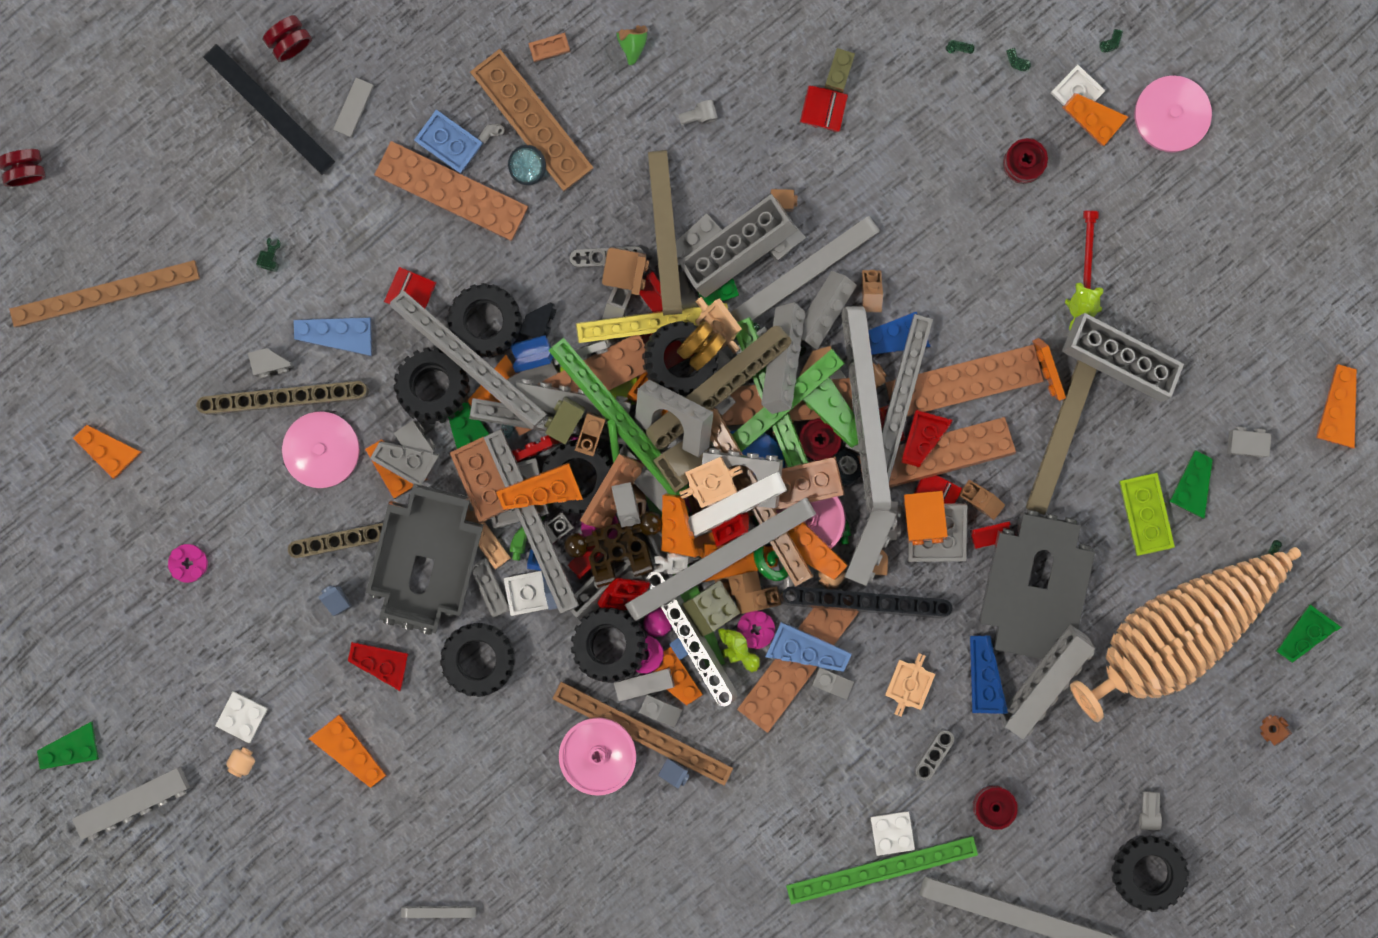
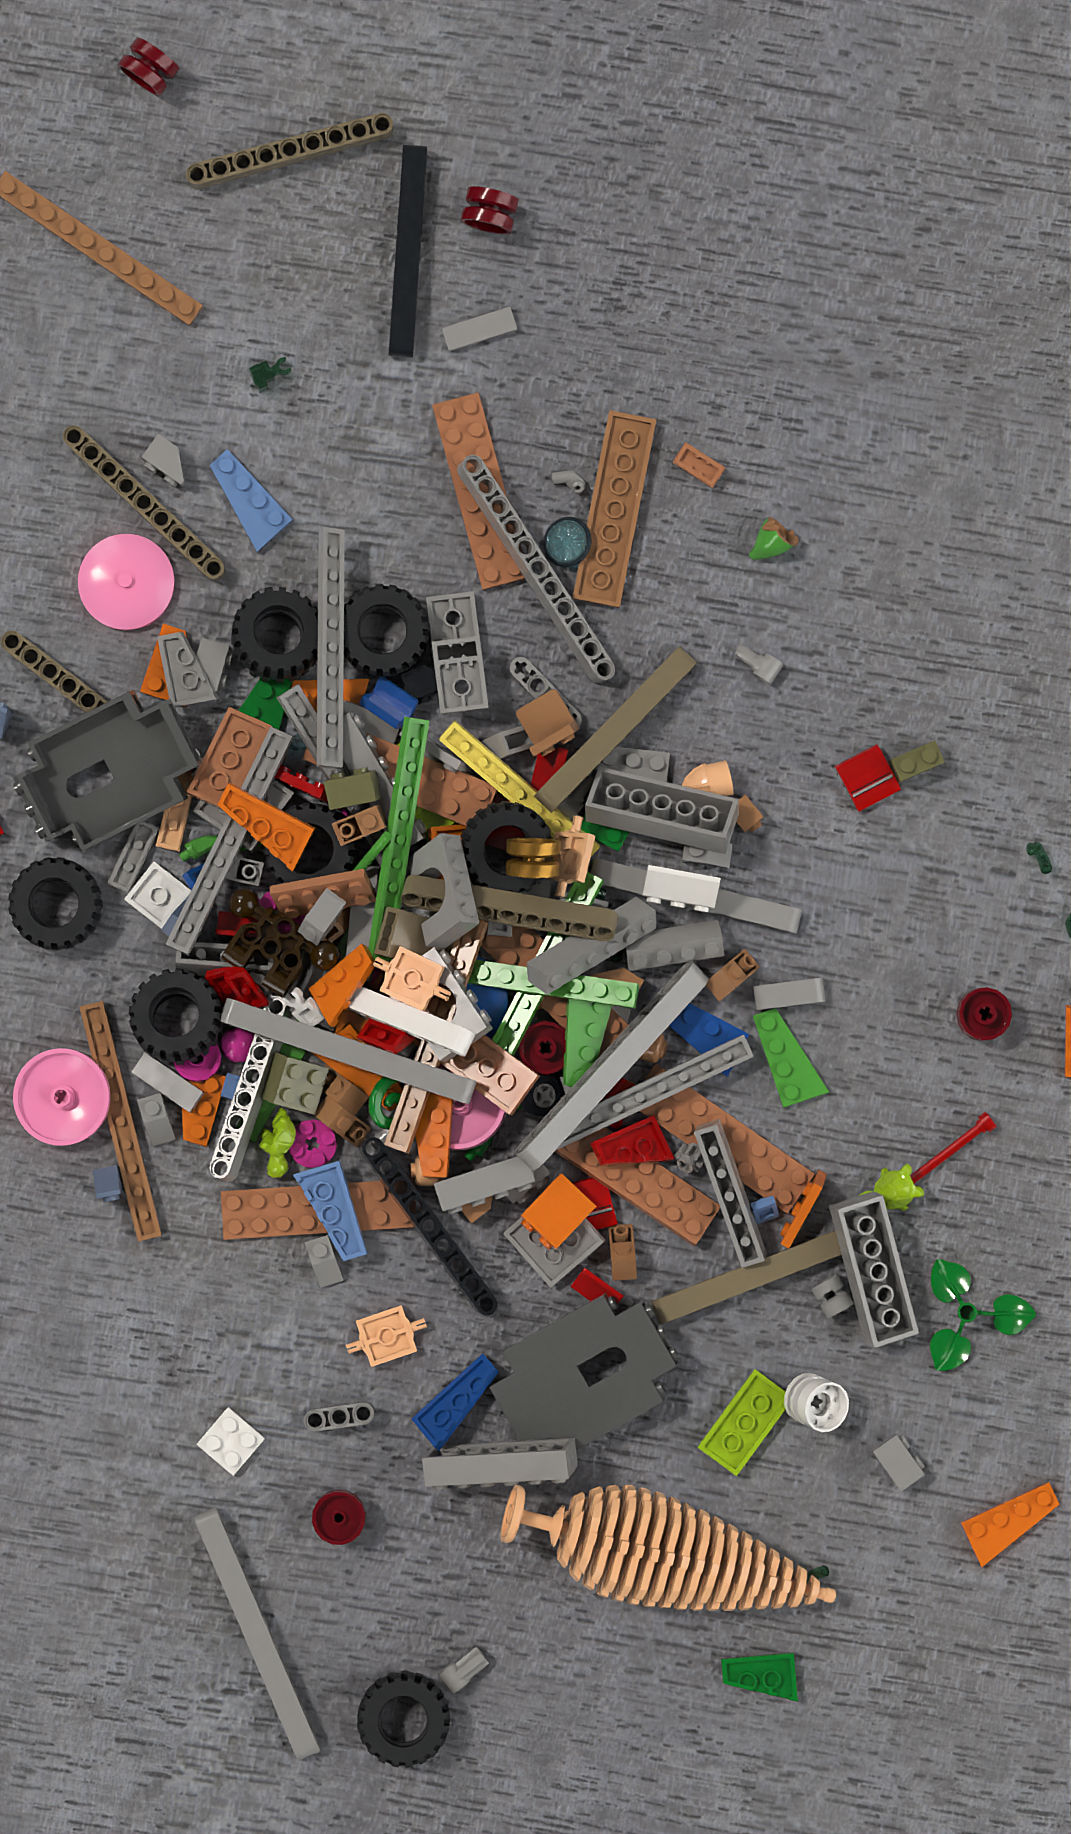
camera: 40 degrees right, 0 degrees up
(147, 137) = (280, 159): none -> dark tan beam
(413, 284) = (359, 535): red slope -> none
(448, 141) = (524, 448): medium blue plate -> none
(519, 191) = (536, 557): none -> light grey beam
(536, 287) = (457, 652): none -> light grey bracket
(744, 200) = (711, 778): none -> light nougat helmet
(794, 275) = (680, 888): none -> white slope
(881, 870) = (186, 1460): bright green plate -> none
(913, 266) = (789, 994): none -> light grey beam
(957, 304) = (790, 1067): none -> bright green wing
(960, 410) = (689, 1158): none -> light grey gear
(1003, 403) = (730, 1193): none -> light grey brick
(1029, 392) = (764, 1209): none -> medium blue plate
(1122, 398) = (836, 1303): none -> light grey wheel
(1167, 319) = (952, 1280): none -> green plant
(1173, 460) = (816, 1402): none -> white wheel
(1193, 485) = (806, 1446): green wing -> none
(1281, 733) = (644, 1721): dark orange brick -> none

